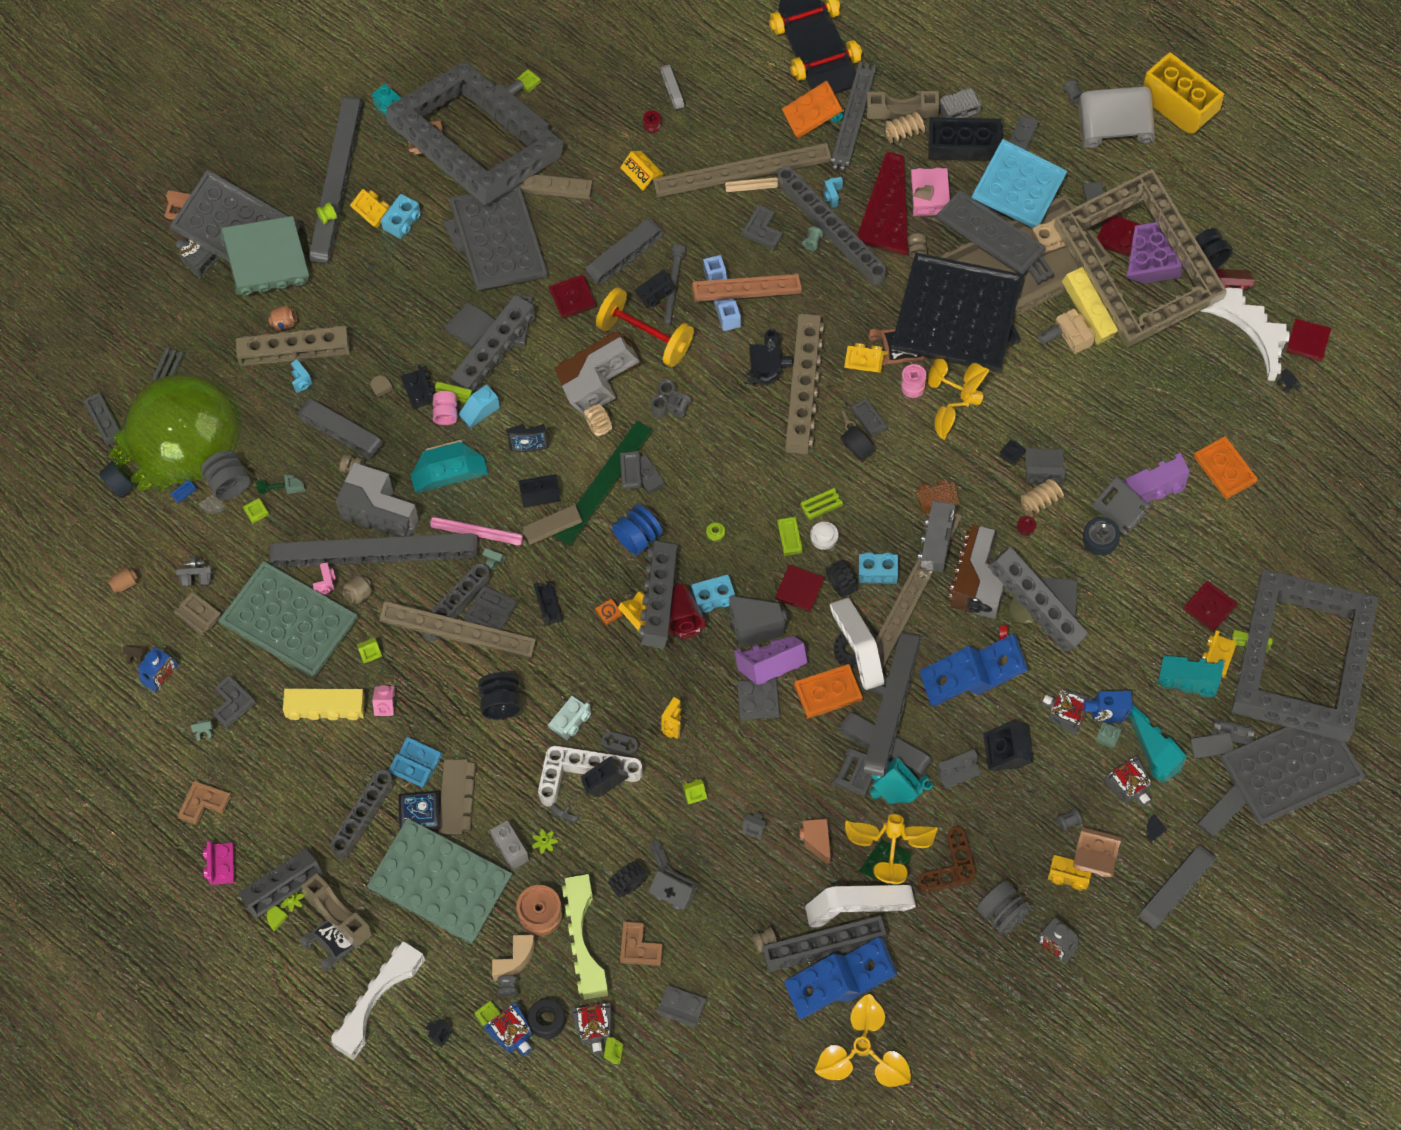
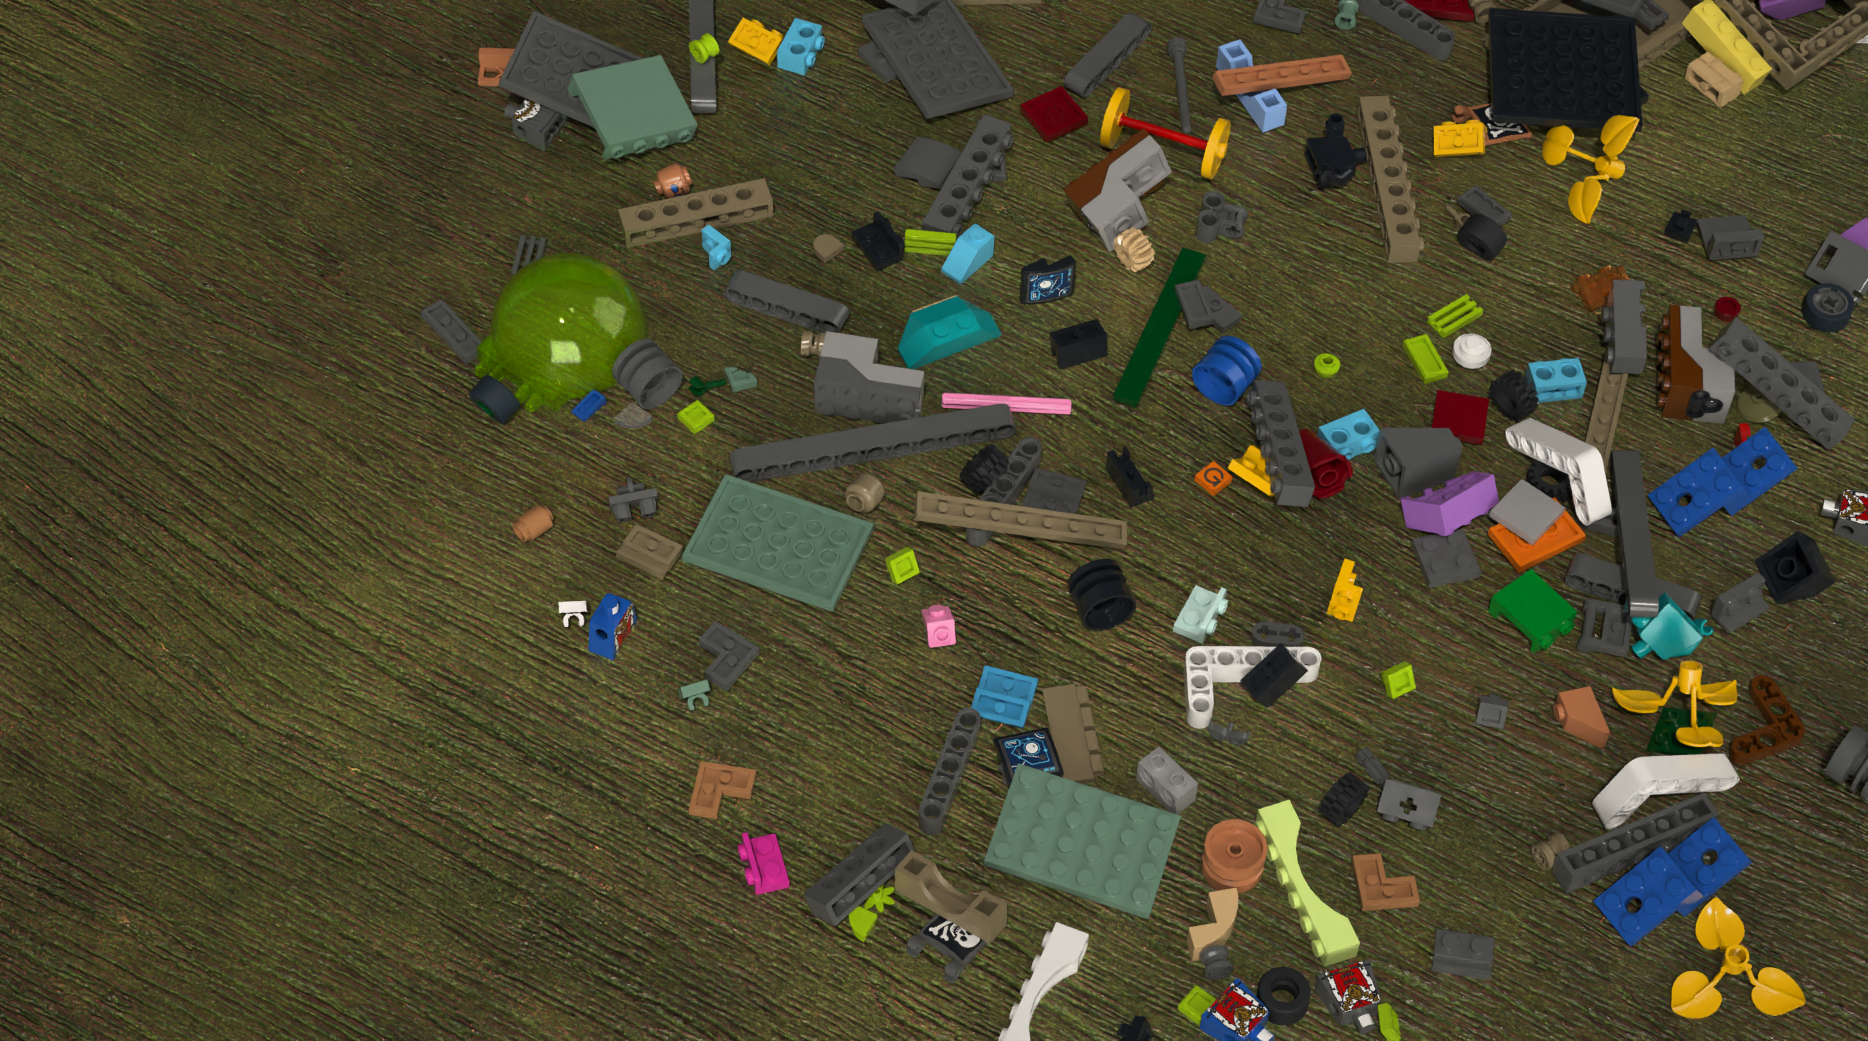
camera: 15 degrees left, 10 degrees down
(324, 704) = (857, 639): light yellow brick -> none
(326, 586) = (820, 485): bright pink bracket -> none
(443, 584) = (984, 468): none -> black tyre
(444, 408) = (923, 260): bright pink wheel -> none
(493, 558) = (1041, 429): sand green tile -> none
(544, 844) = (1210, 772): lime plant -> none
(552, 524) = (1108, 381): dark tan tile -> none
(655, 289) = (1162, 92): black bracket -> none
(807, 752) = (1534, 610): none -> green panel
(823, 673) = (1527, 512): none -> light grey tile
(913, 381) = (1530, 157): bright pink wheel -> none
(1041, 495) = (1738, 271): tan piece -> none
(1054, 332) = (1687, 84): dark grey pin -> none

